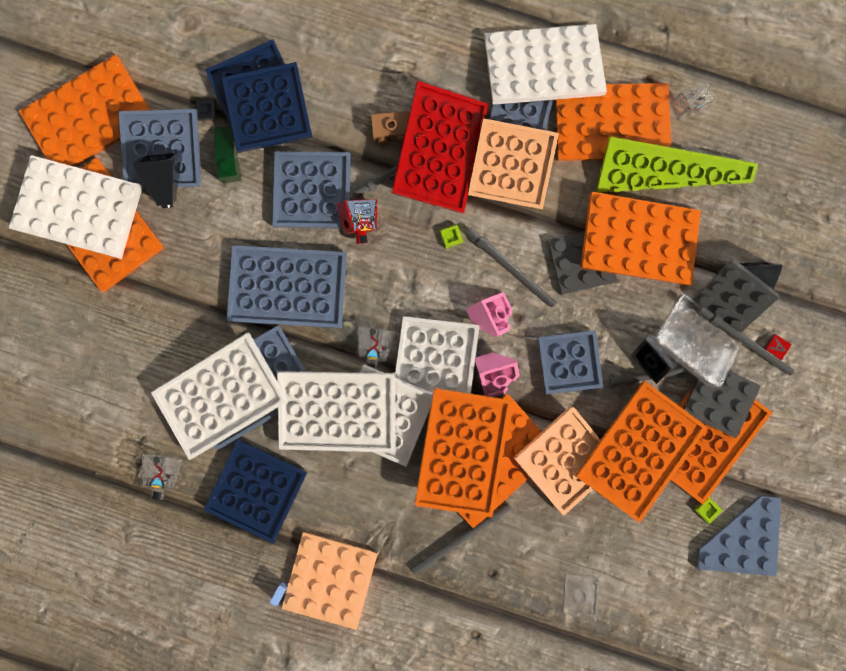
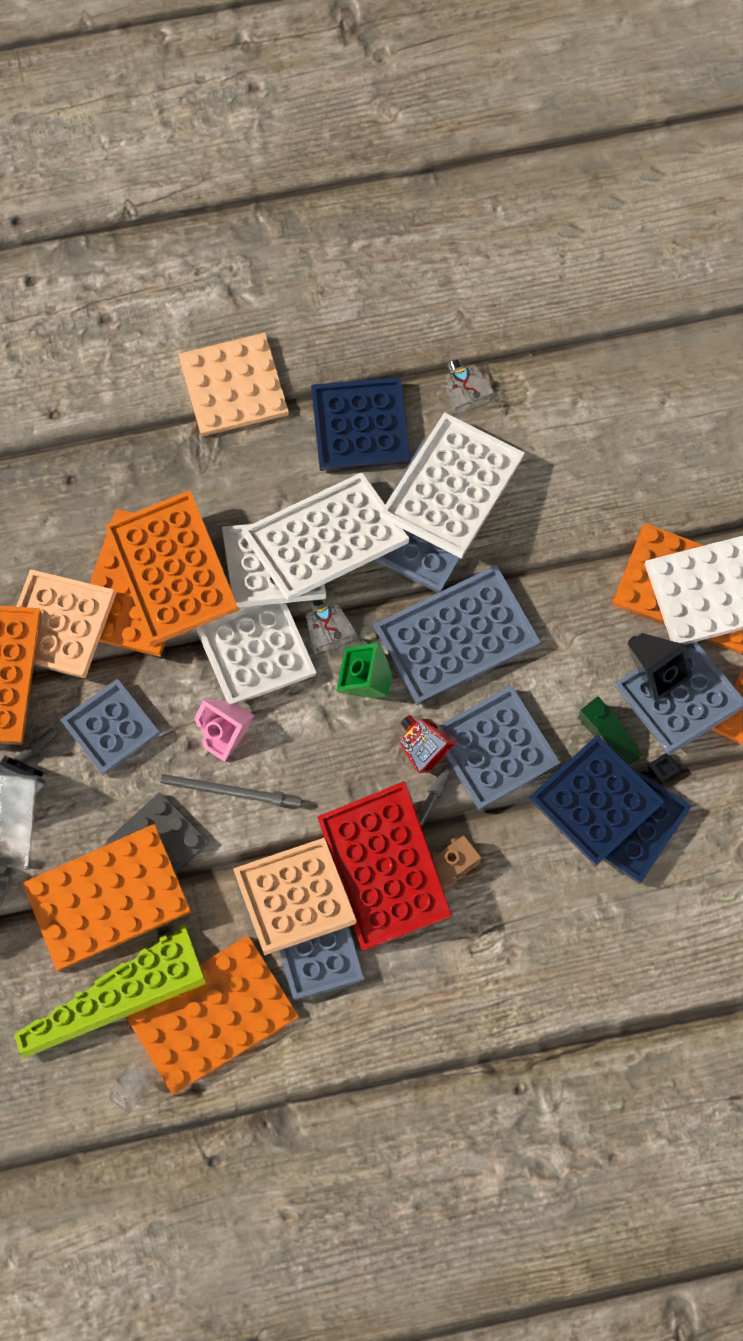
camera: 145 degrees right, 15 degrees down
(279, 594) = (275, 343): light blue tile -> none
(369, 296) = (365, 672): none -> green slope
(451, 236) = (316, 786): lime tile -> none
(460, 539) = (101, 532): dark grey bar -> none
(496, 373) = (185, 668): bright pink slope -> none
(544, 64) = (325, 1030): white plate -> none

